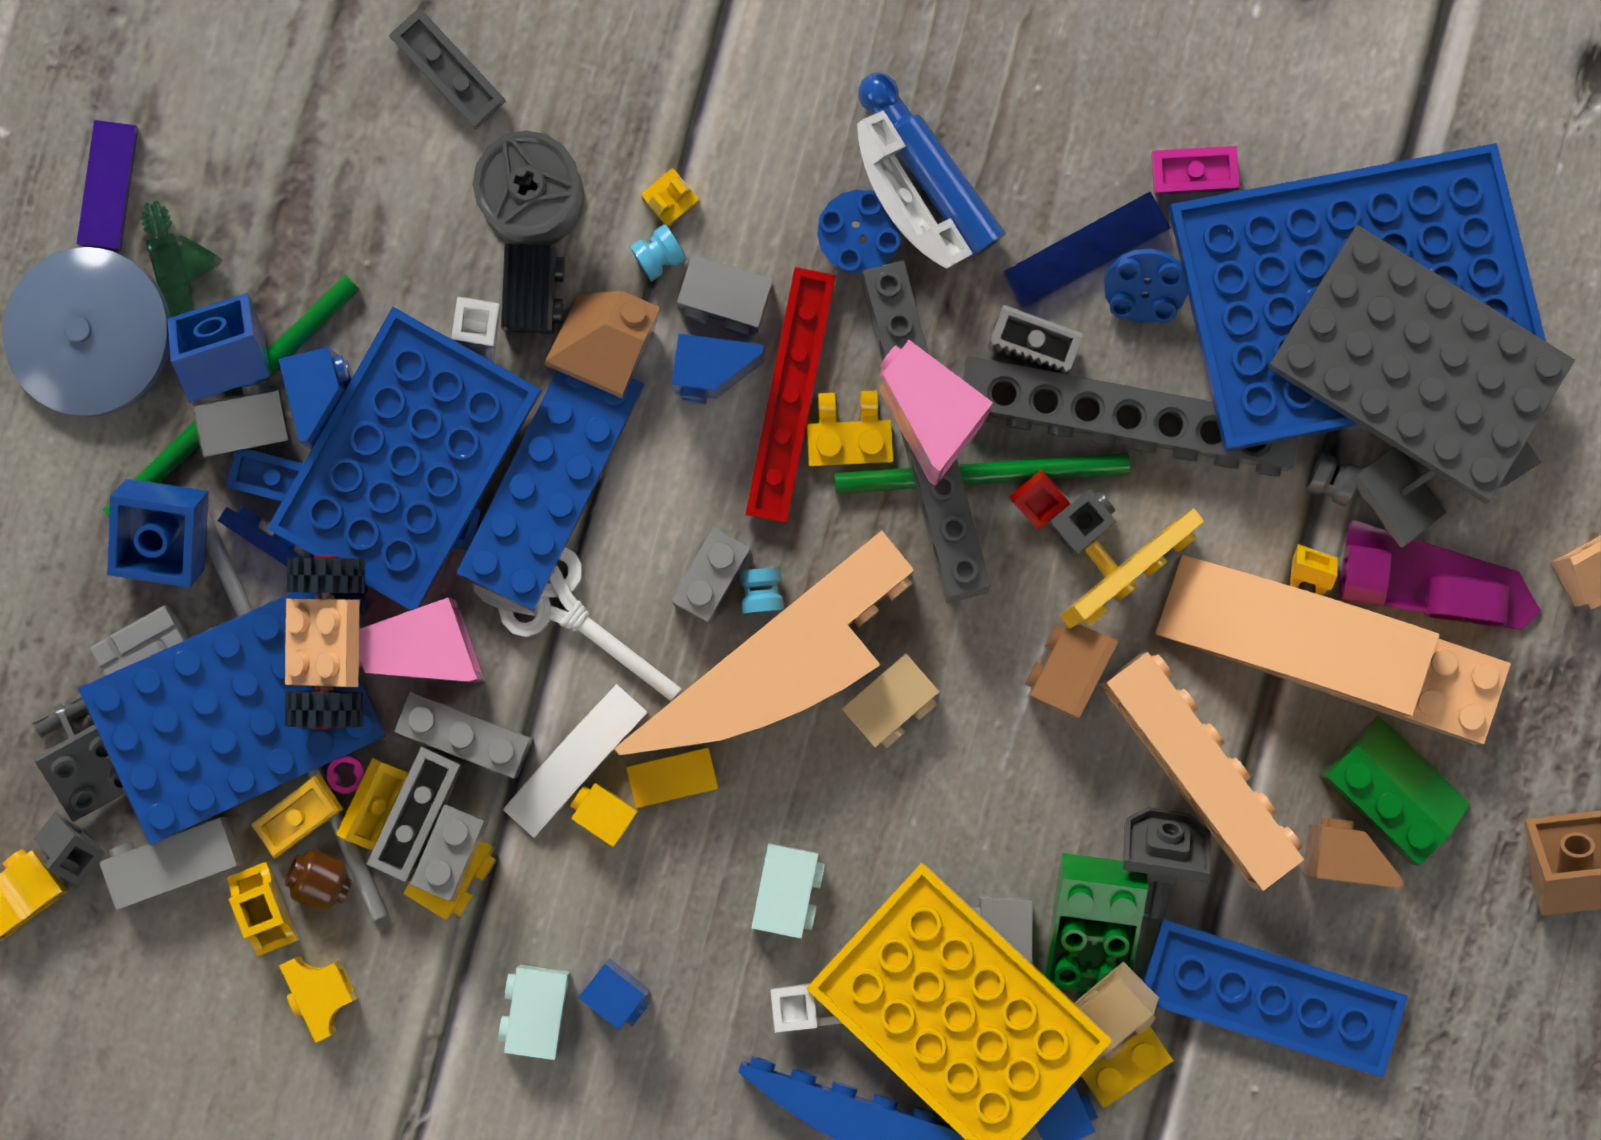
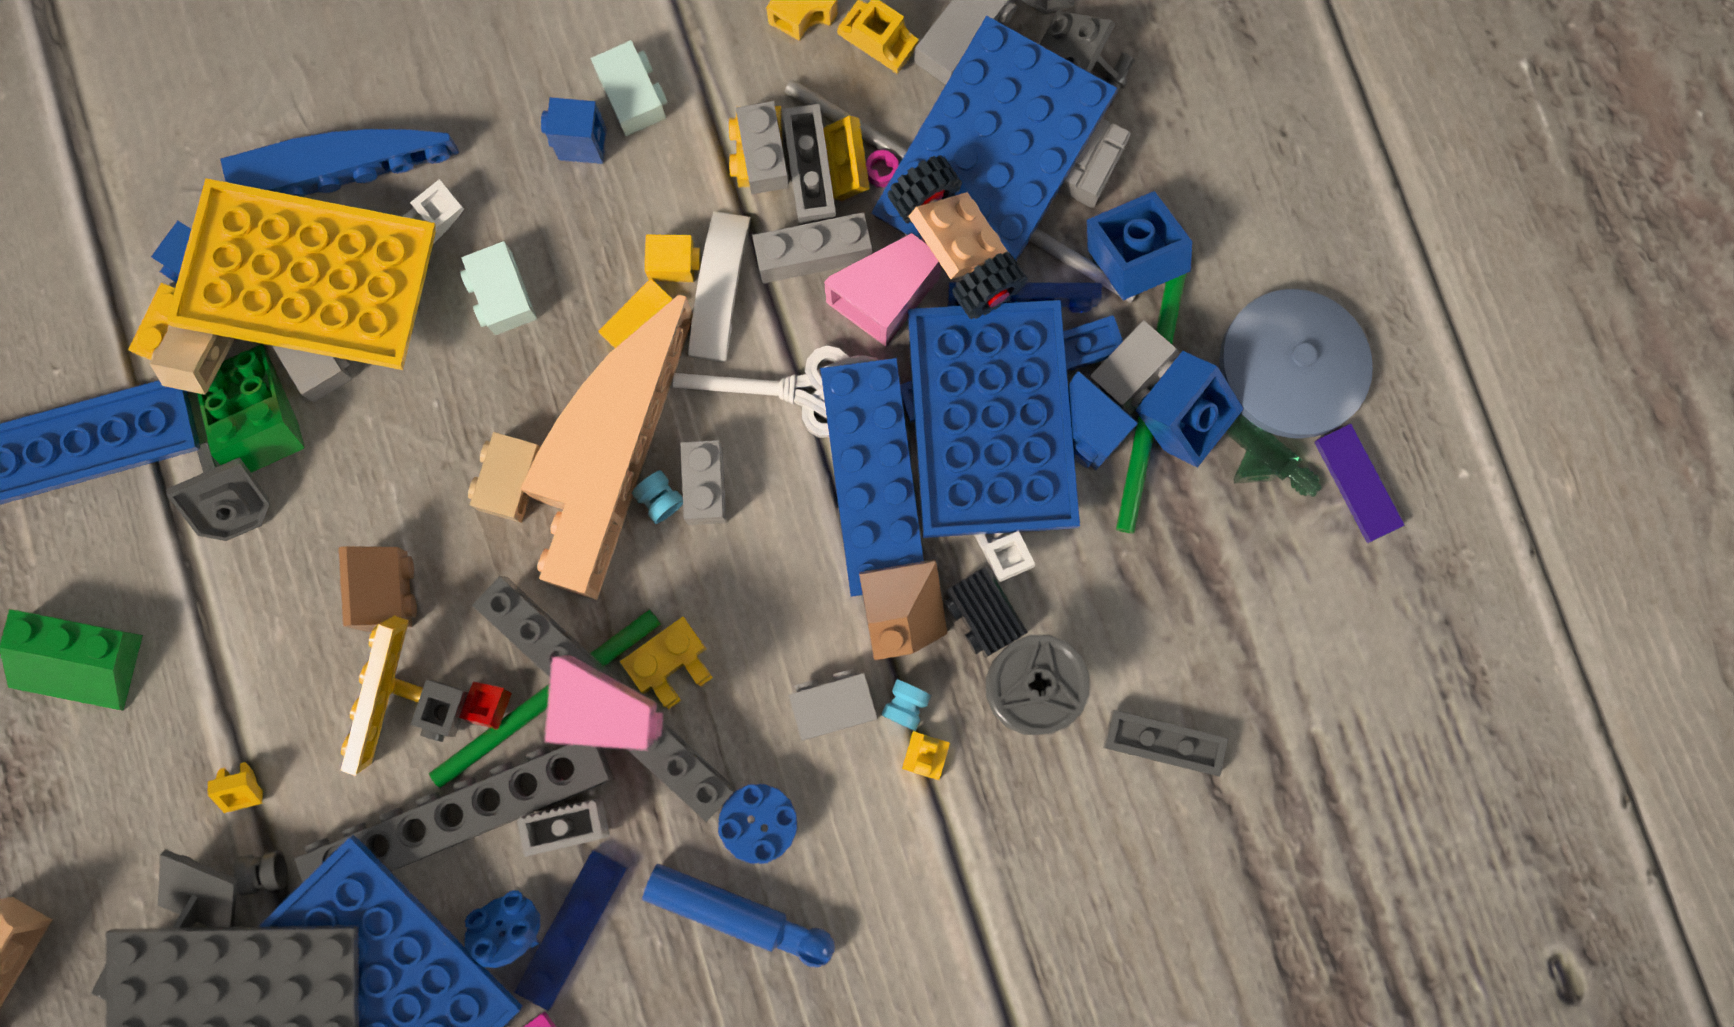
camera: 150 degrees right, 5 degrees down
(297, 816) = (896, 115): yellow plate -> none
(317, 880) = (851, 79): reddish brown head -> none
(711, 366) = (804, 640): blue slope -> none
(790, 395) = (732, 662): red plate -> none
(899, 197) = (740, 870): white slope -> none
(1202, 772) = (222, 575): light nougat brick -> none
(1334, 648) = (178, 735): light nougat slope -> none
(1346, 855) = (74, 577): medium nougat slope -> none
(1432, 581) = (132, 842): magenta panel -> none

